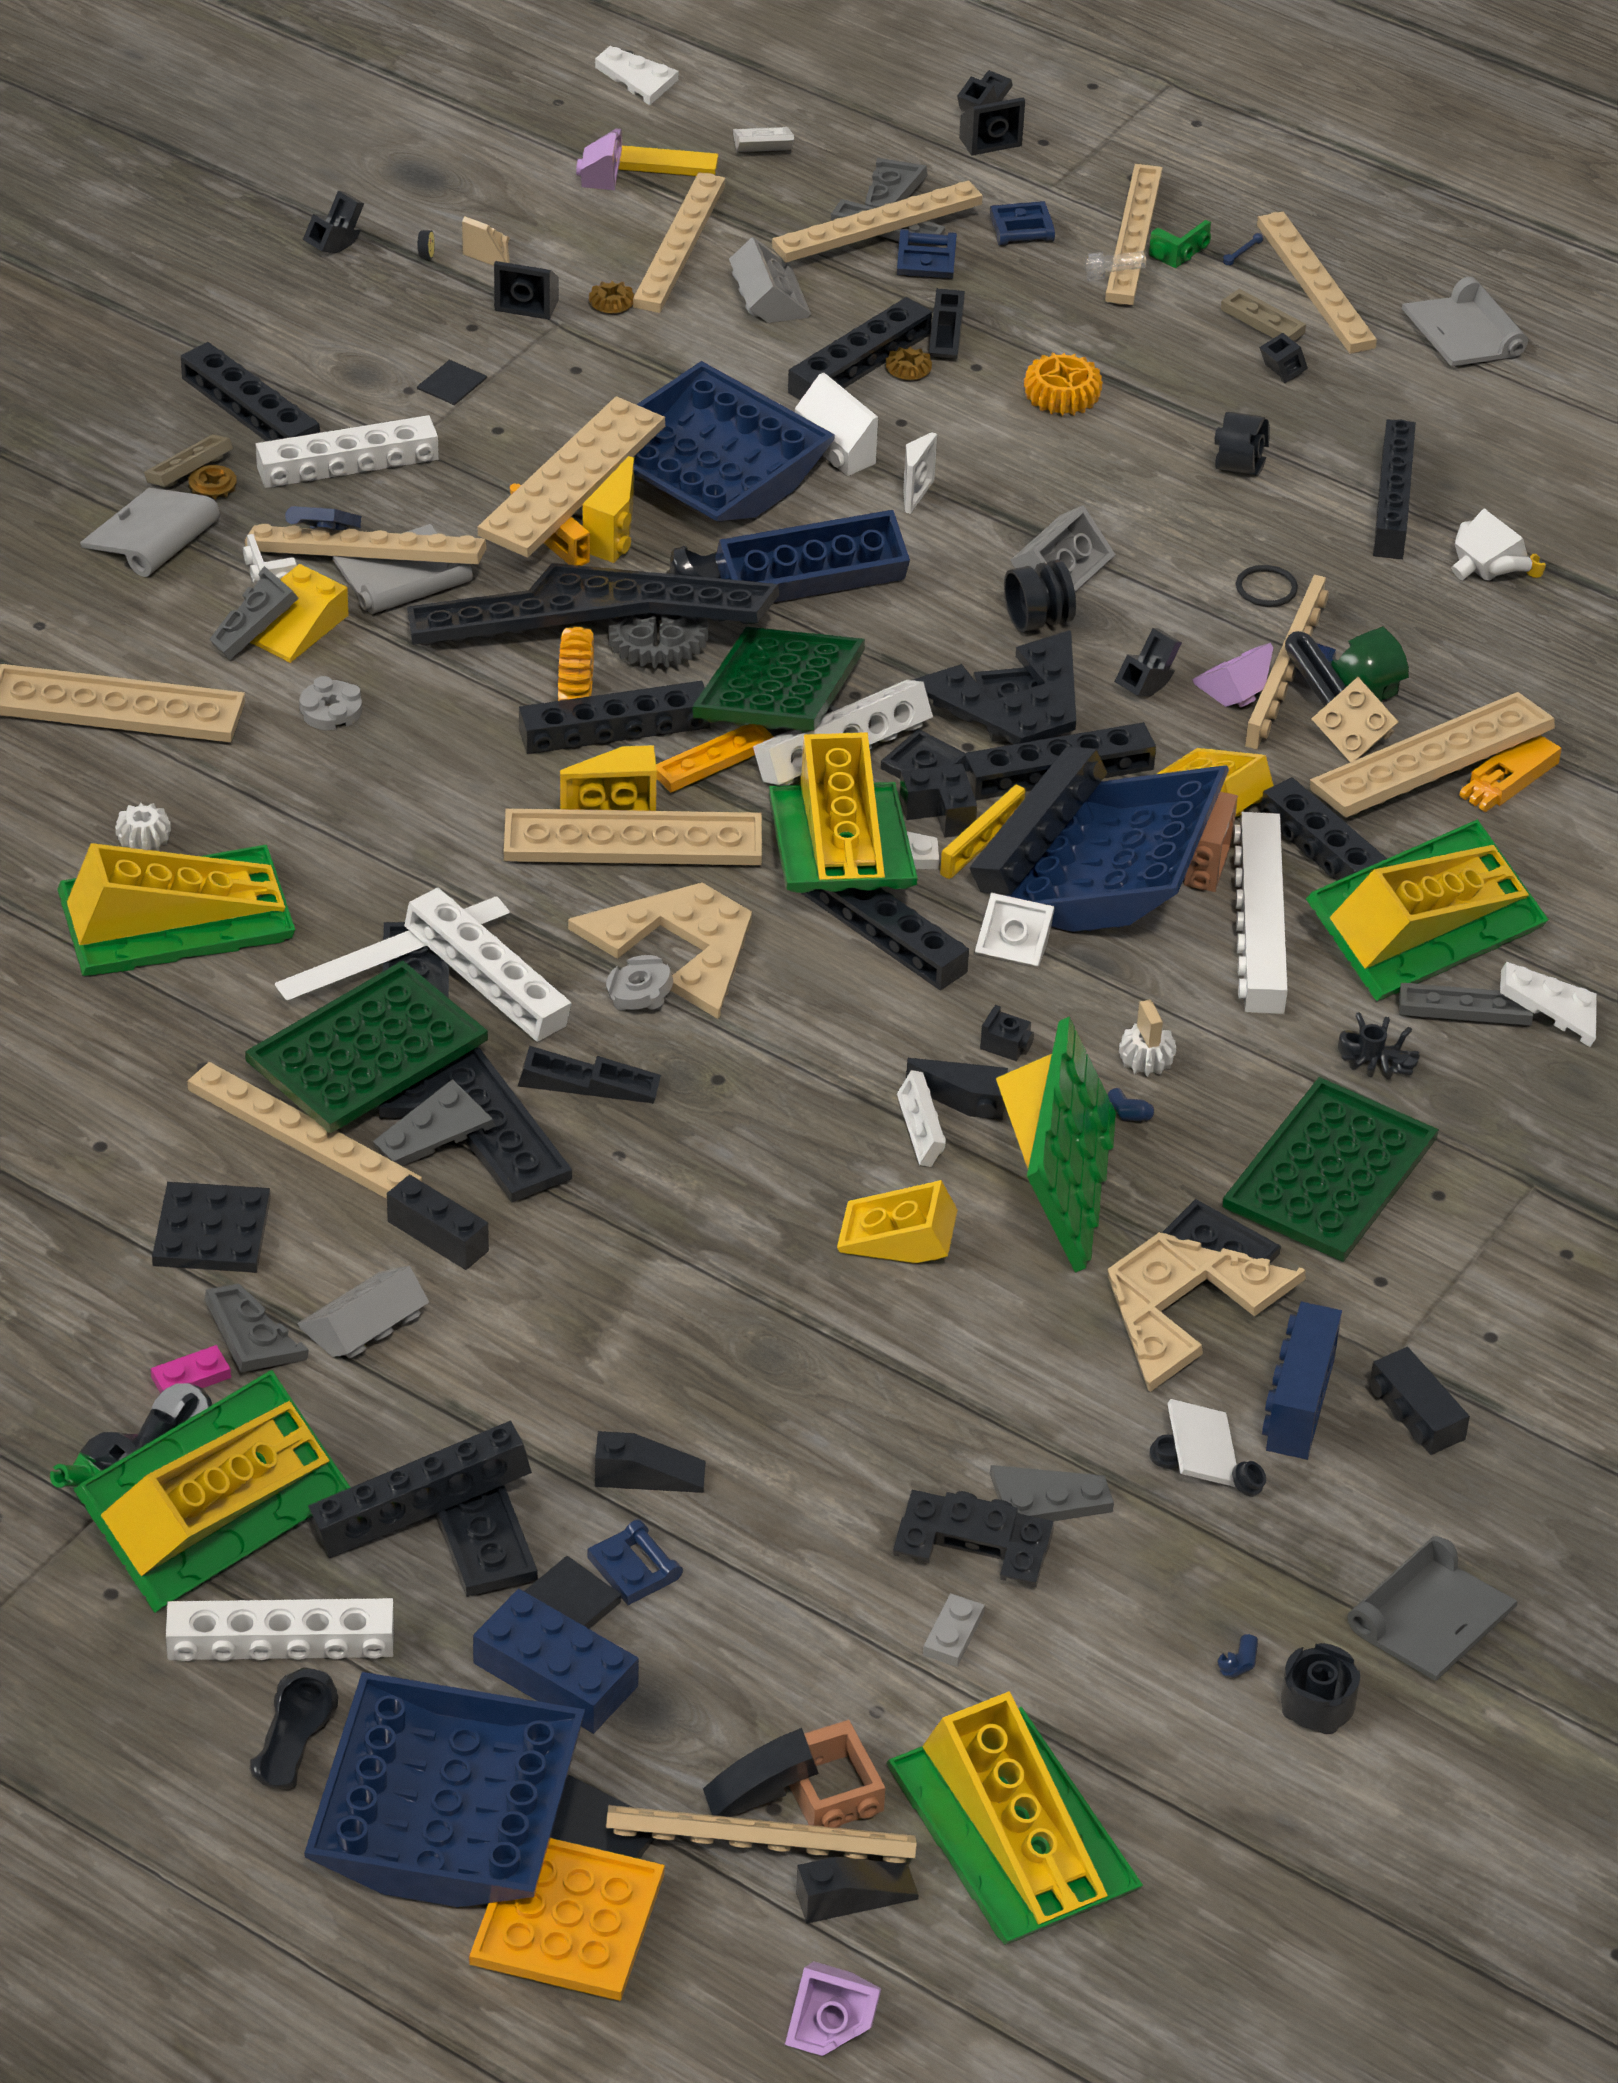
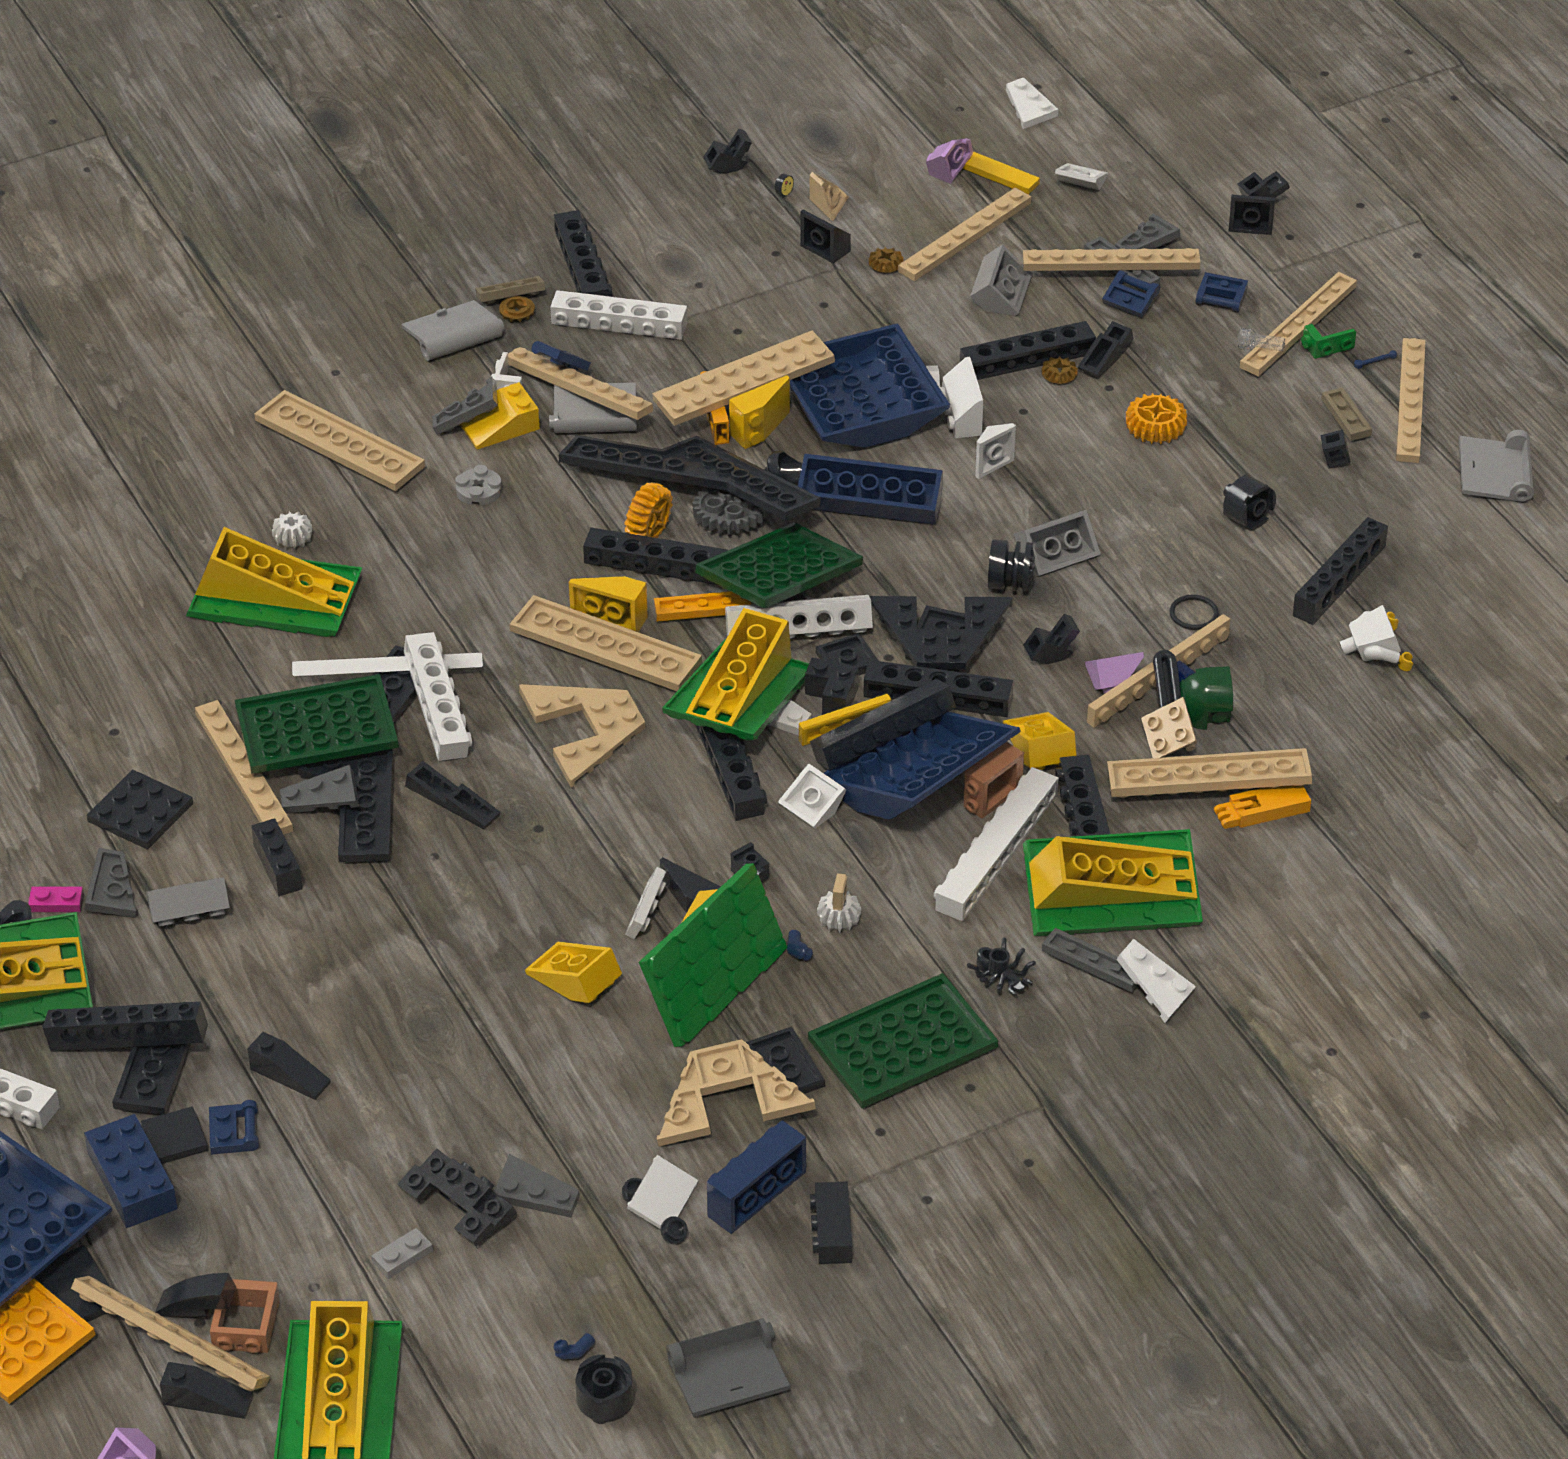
camera: 30 degrees right, 0 degrees up
(451, 382) = (732, 288): black window -> none
(629, 993) = (530, 744): light grey plate -> none

